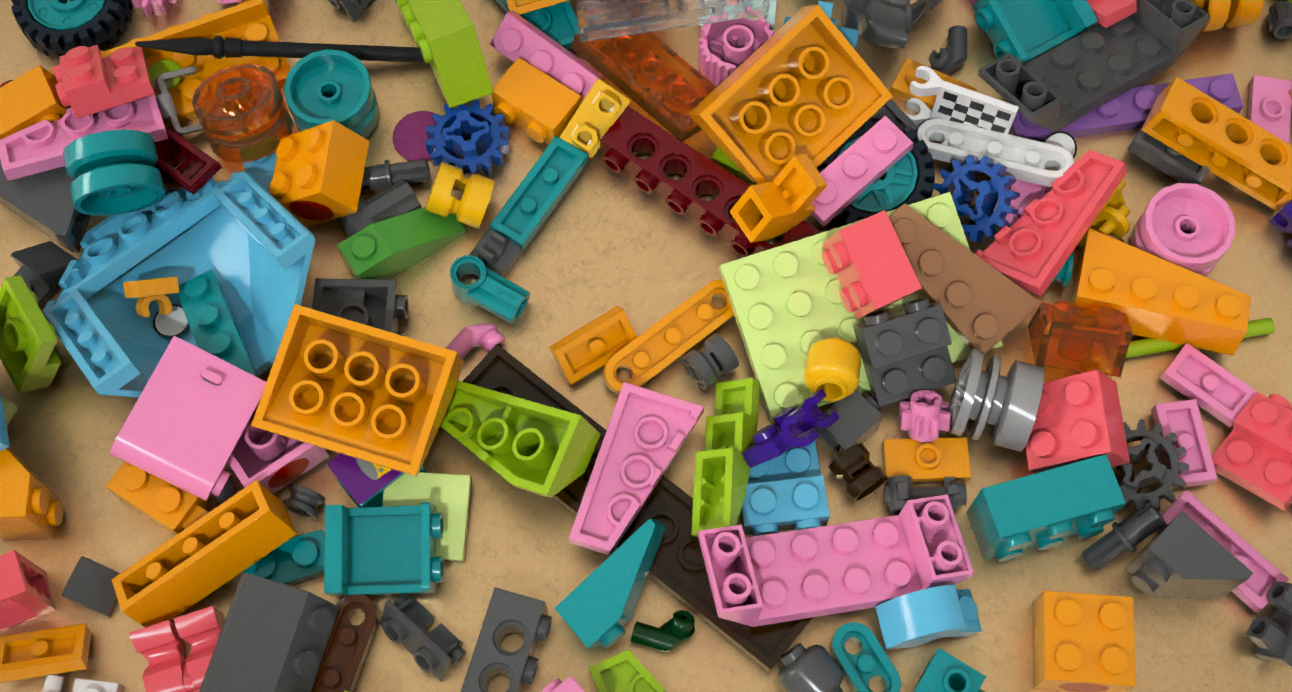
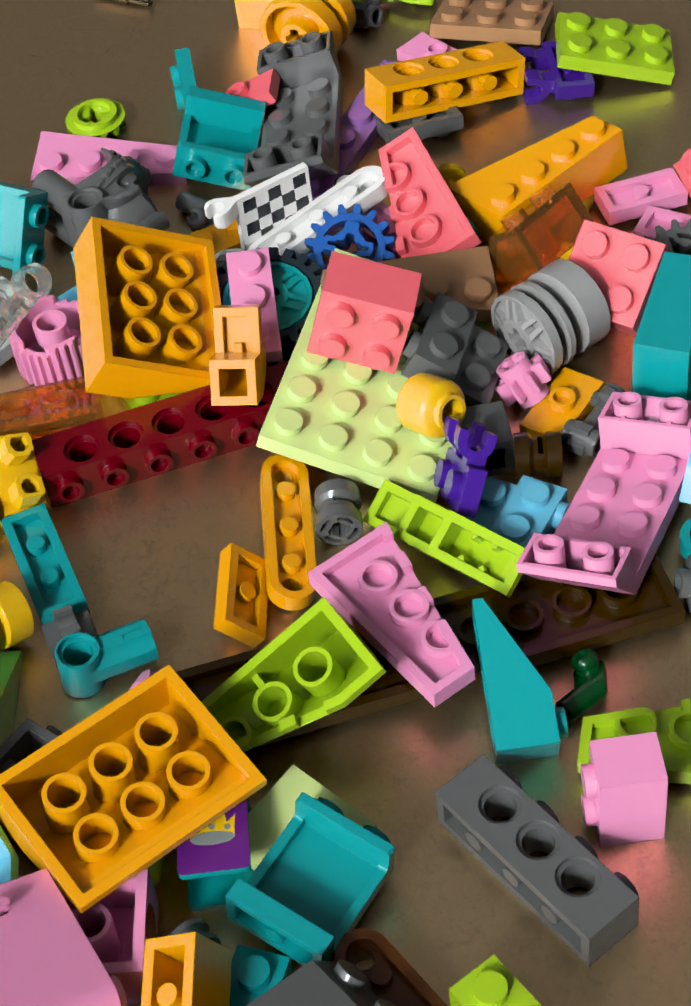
camera: 50 degrees left, 20 degrees down
(406, 624) = (433, 911): dark grey hinge -> none
(1186, 227) = (494, 129): bright pink wheel -> none

